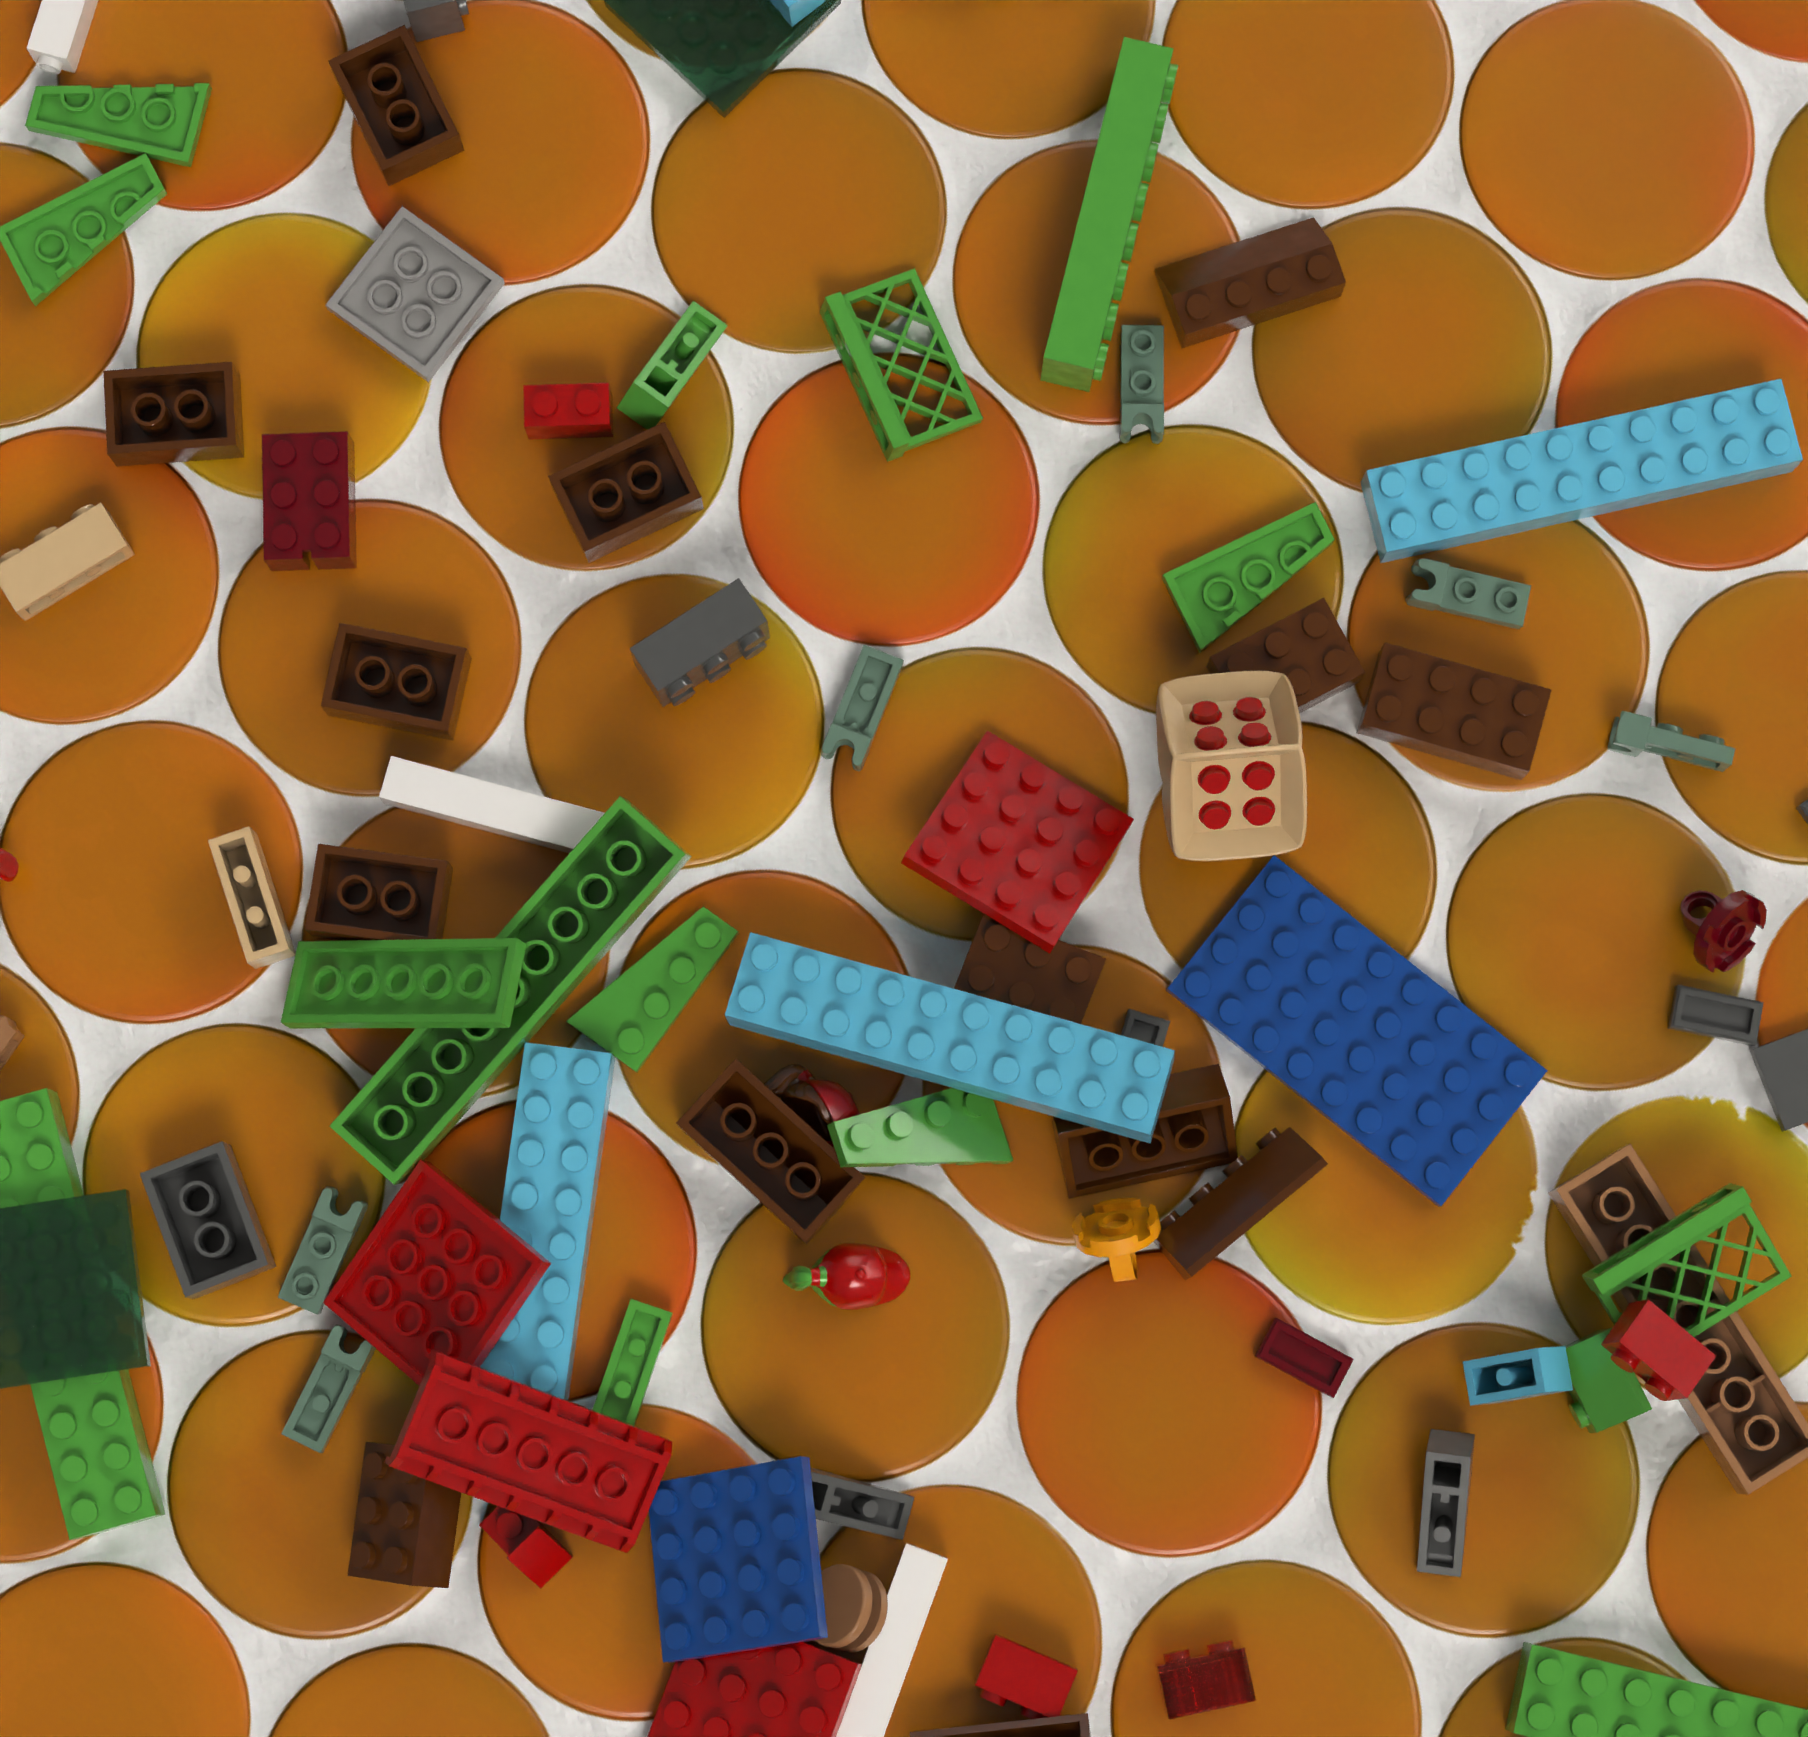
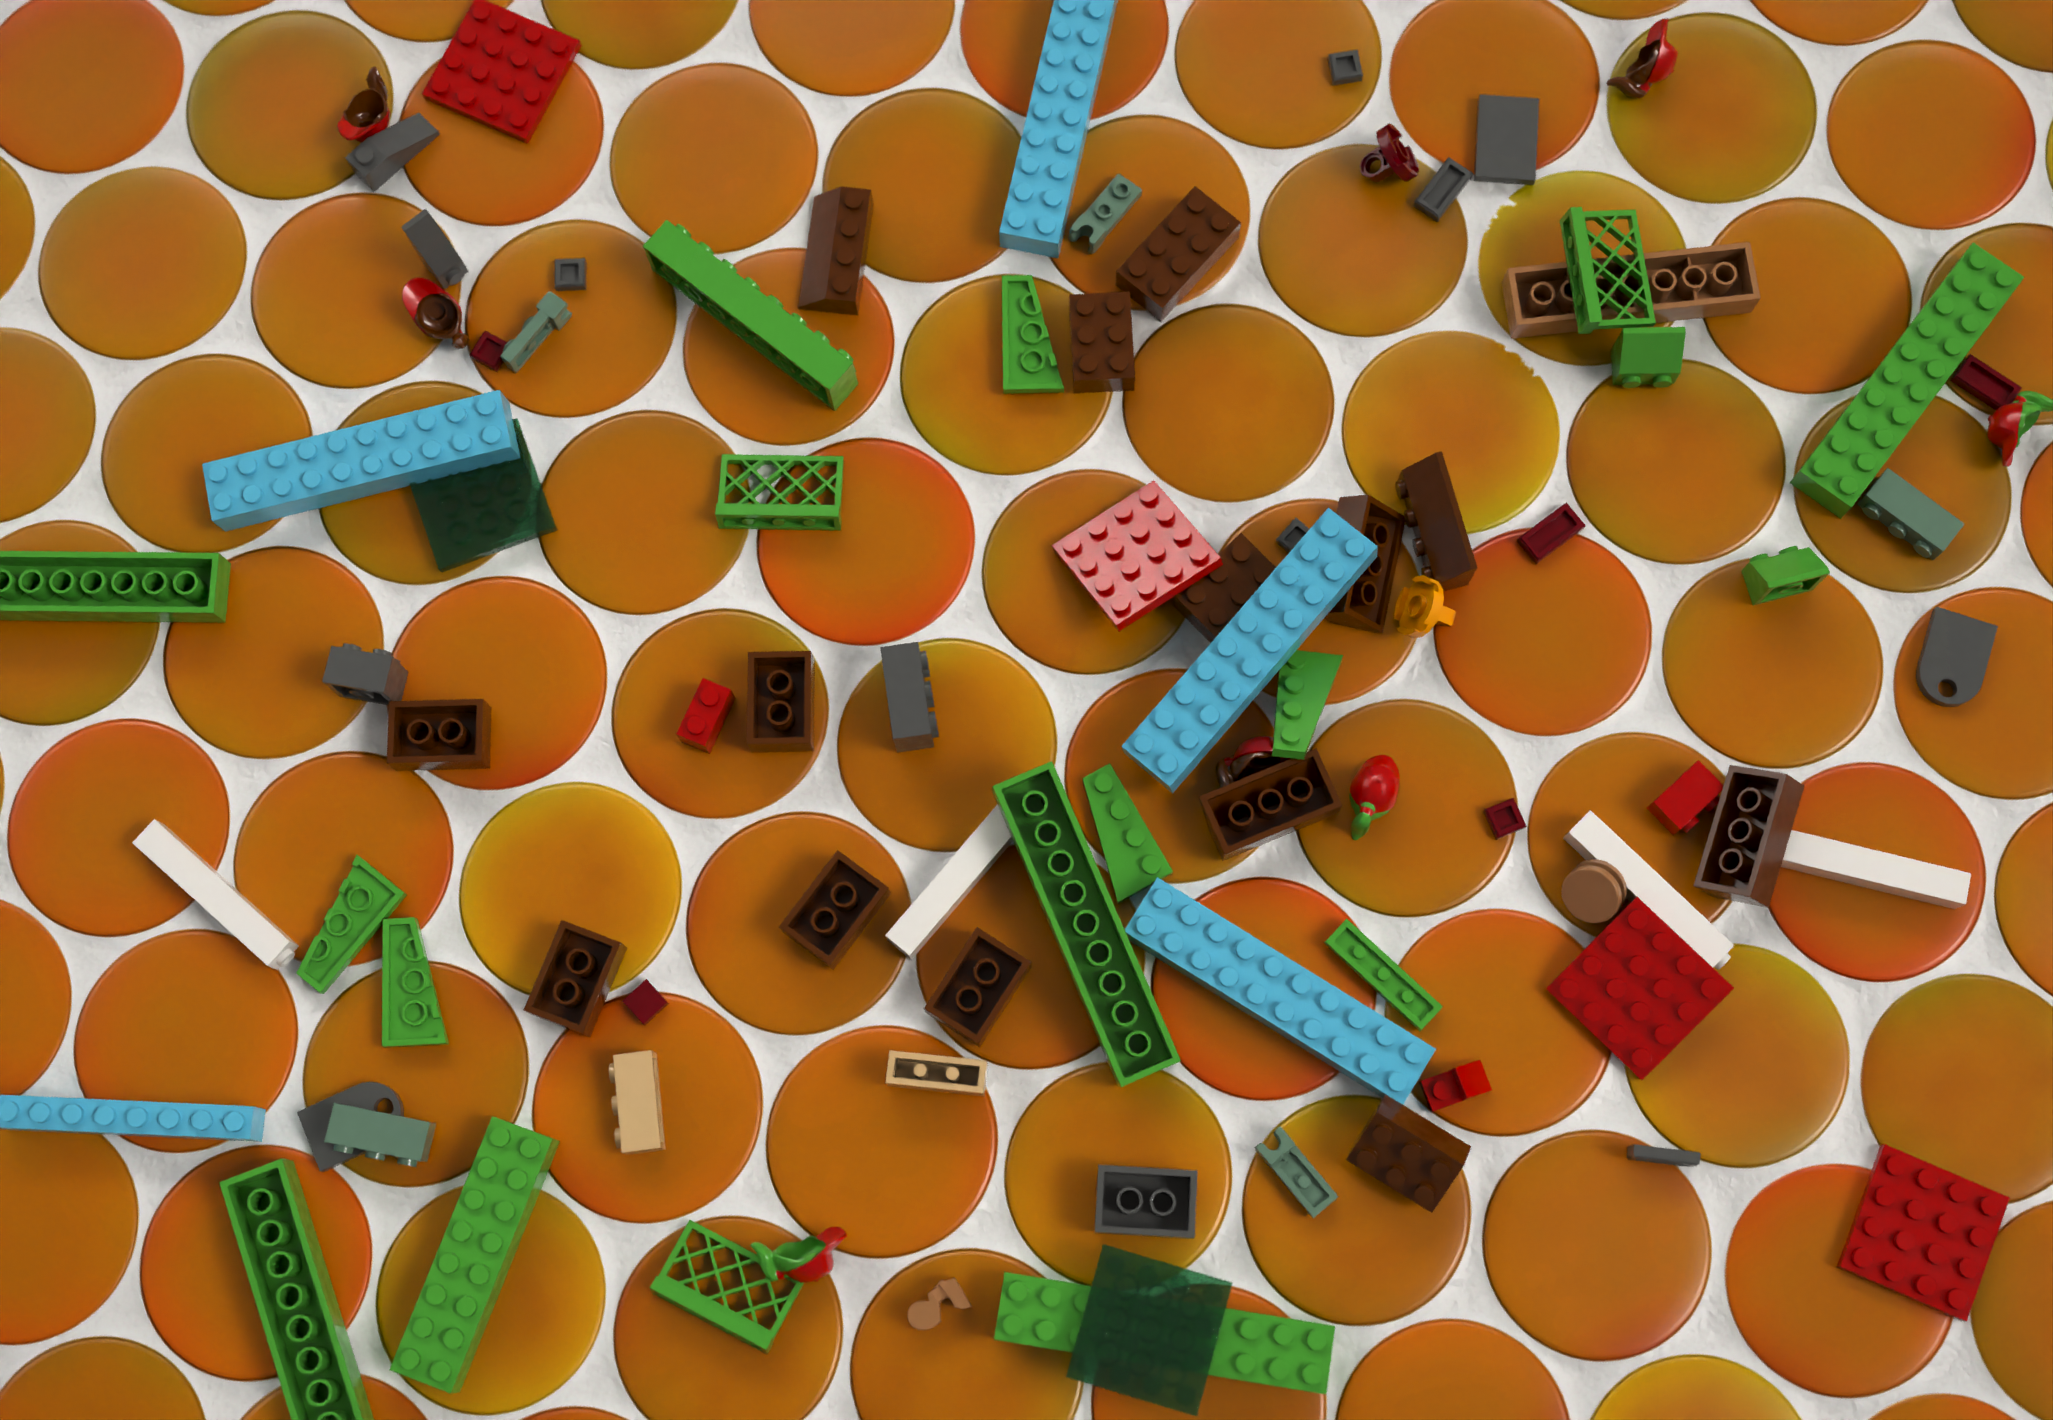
camera: 60 degrees left, 5 degrees down
(188, 511) = (645, 1002): none -> dark red tile
(309, 500) = (681, 914): dark red piece -> none
(321, 1252) = (1200, 1137): sand green plate -> none
(404, 983) = (1049, 991): bright green plate -> none
(415, 294) = (573, 782): light grey plate -> none
(436, 1276) = (1260, 1062): red plate -> none
(531, 1452) = (1406, 1047): red ladder -> none
(671, 366) = (710, 636): bright green slope -> none
(737, 1560) = (1534, 945): blue plate -> none
(860, 1504) = (1518, 866): dark grey slope -> none
(863, 705) = (997, 616): sand green plate -> none
(895, 1457) = (1504, 818): none -> dark red tile
(1142, 380) = (870, 347): sand green plate -> none
(1204, 1680) = (1735, 686): clear red brick -> none
(1231, 765) = (1155, 393): tan piece -> none
(1357, 1031) = (1353, 407): blue plate -> none
(1384, 1680) = (1783, 574): none -> bright green slope
(1445, 1502) = (1682, 485): dark grey slope -> none
(1517, 1375) = (1624, 403): medium azure brick -> none
(1633, 734) = (1245, 151): sand green plate -> none
(1657, 1351) = (1651, 304): red brick -> none

